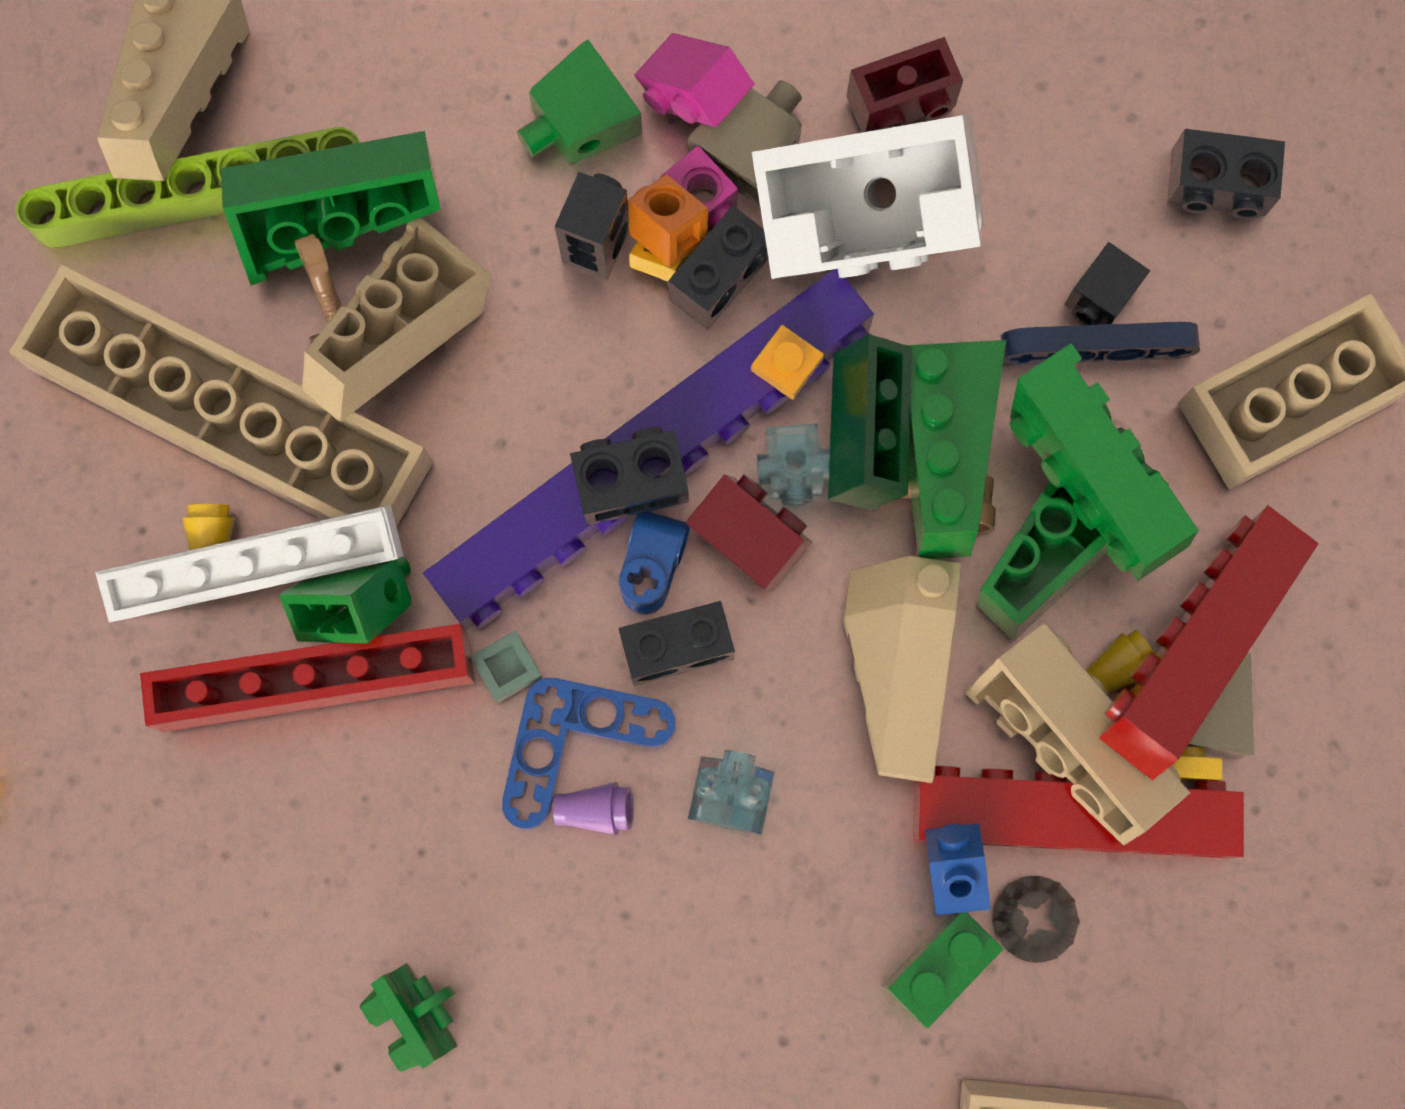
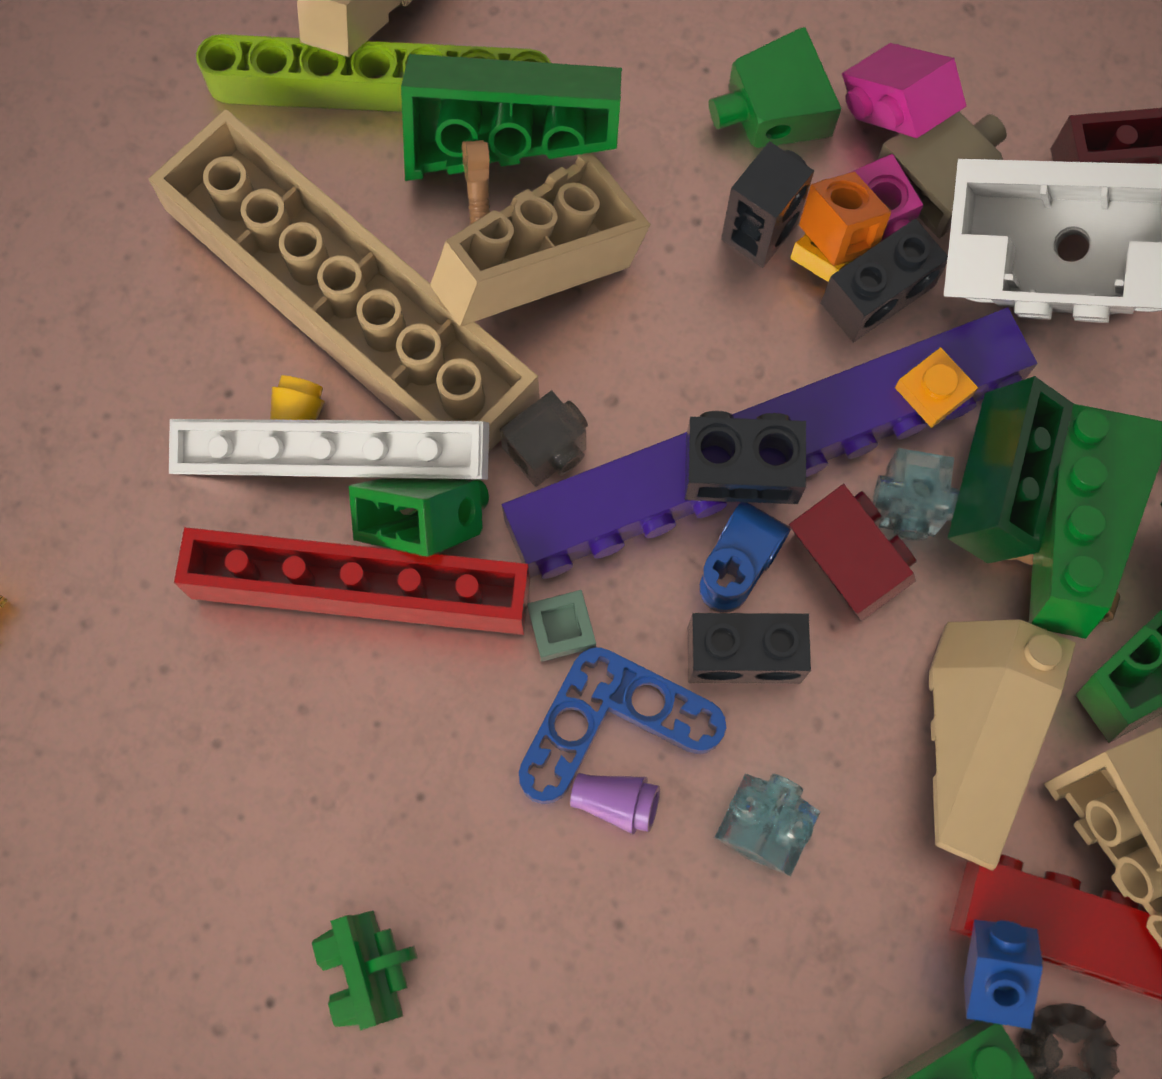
camera: 15 degrees right, 5 degrees down
(448, 498) = (546, 438): none -> clear smoke brick

